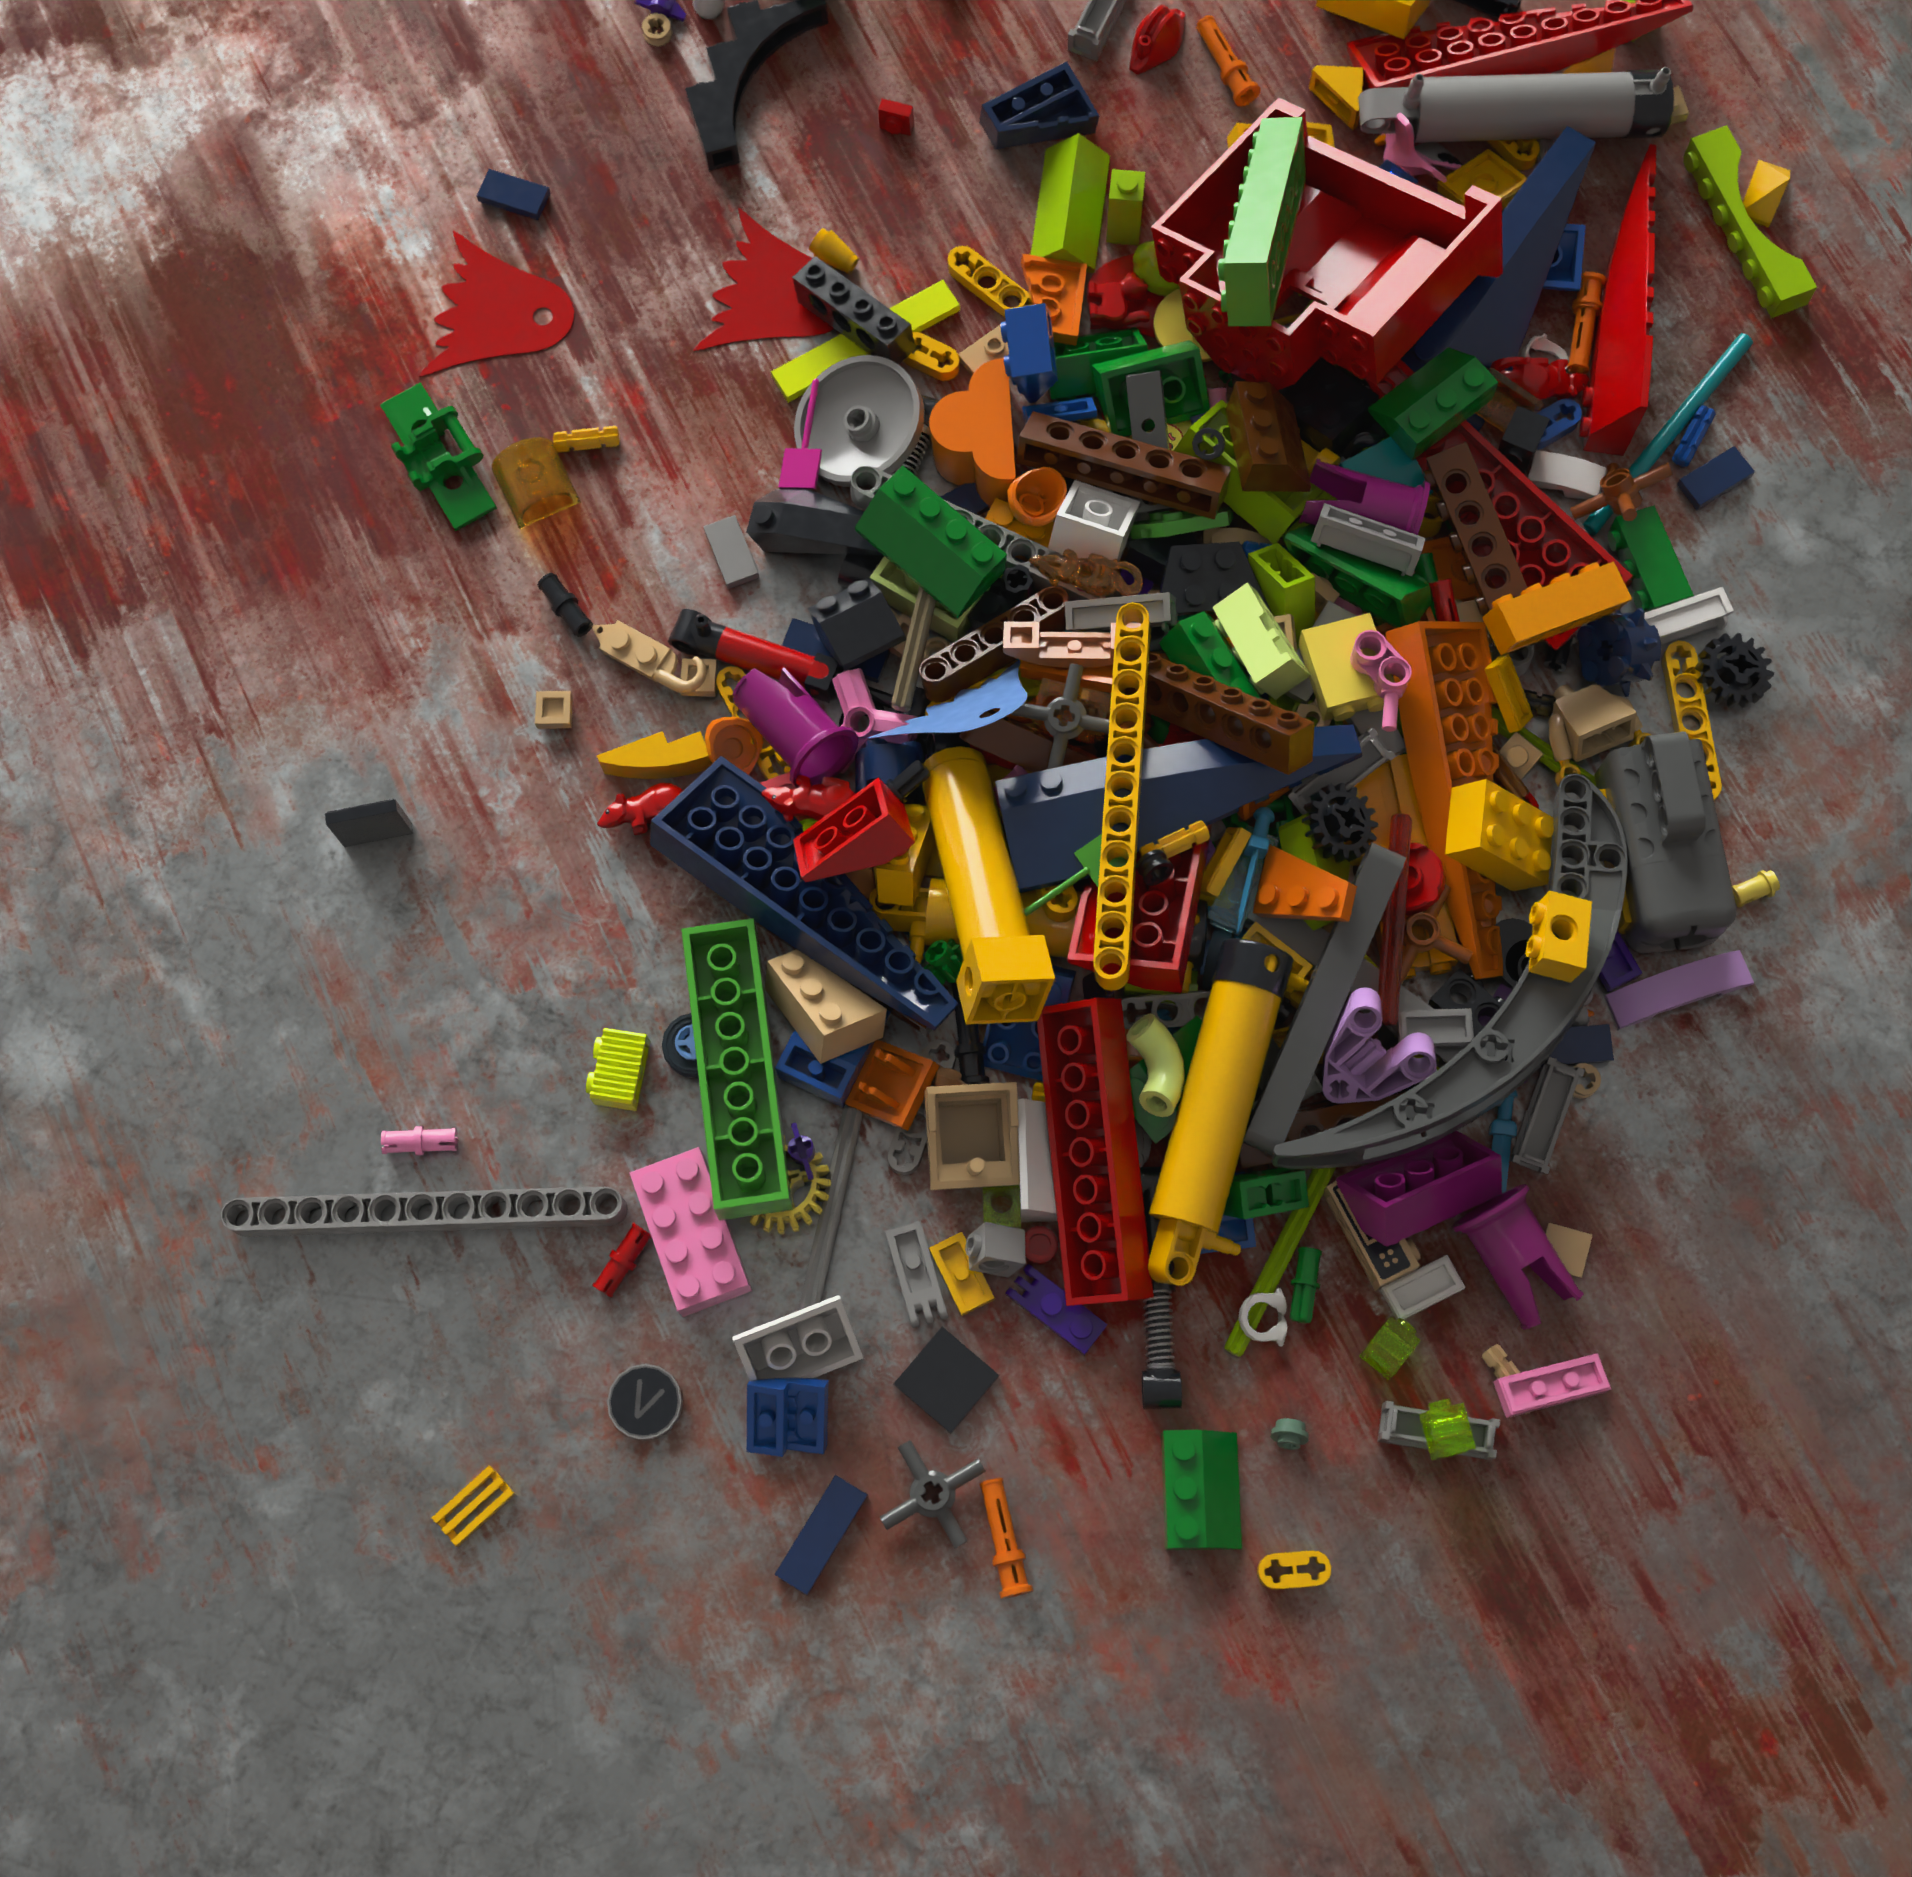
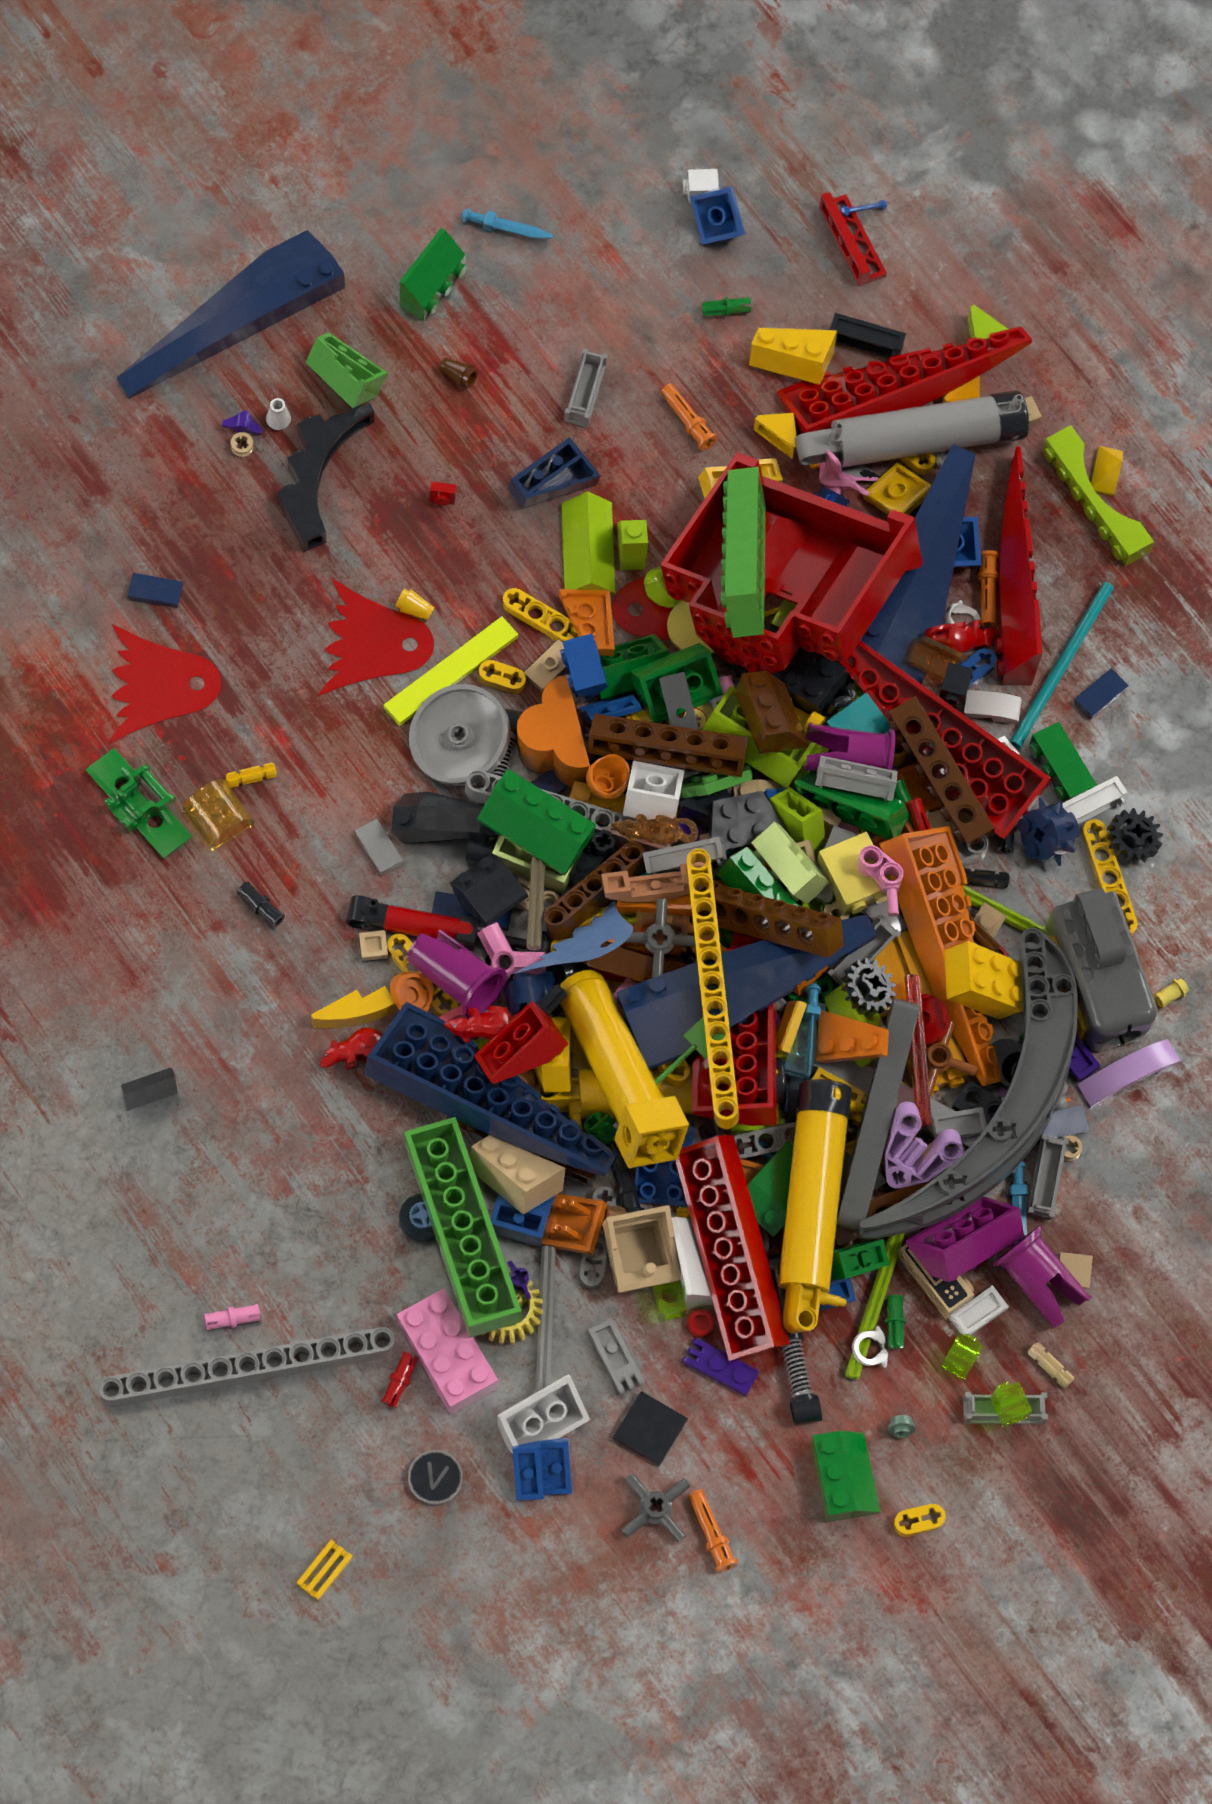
camera: 20 degrees left, 5 degrees down
(553, 709) = (268, 985): tan plate -> none
(618, 1069) = (370, 1243): neon yellow brick -> none
(646, 656) = (331, 935): tan plate -> none
(802, 465) = (421, 774): dark pink piece -> none
(821, 1535) = (580, 1550): dark blue tile -> none
(853, 312) = (440, 651): black brick -> none
(966, 1287) = (648, 1351): yellow plate -> none
(996, 1249) = (671, 1329): light grey brick -> none
(1112, 297) = (633, 614): red animal -> none
(1154, 867) = (743, 1037): black bush -> none
(1157, 38) = (631, 405): red hat -> none
(1163, 1065) = (771, 1178): yellowish green cylinder -> none
(1179, 840) = (753, 1018): yellow axle -> none
(1199, 438) = (721, 719): black bush -> none
(1434, 401) = (887, 667): green slope -> none
(1509, 693) = (974, 875): yellow tile -> none
(1552, 1385) = (1079, 1364): bright pink tile -> none
(1556, 607) = (999, 809): light orange brick -> none
(1570, 920) = (1040, 1032): yellow brick -> none
(1589, 724) = (1035, 890): tan torso -> none
(1621, 491) = (1033, 714): dark orange bar -> none
(1693, 436) = (1080, 664): blue axle -> none

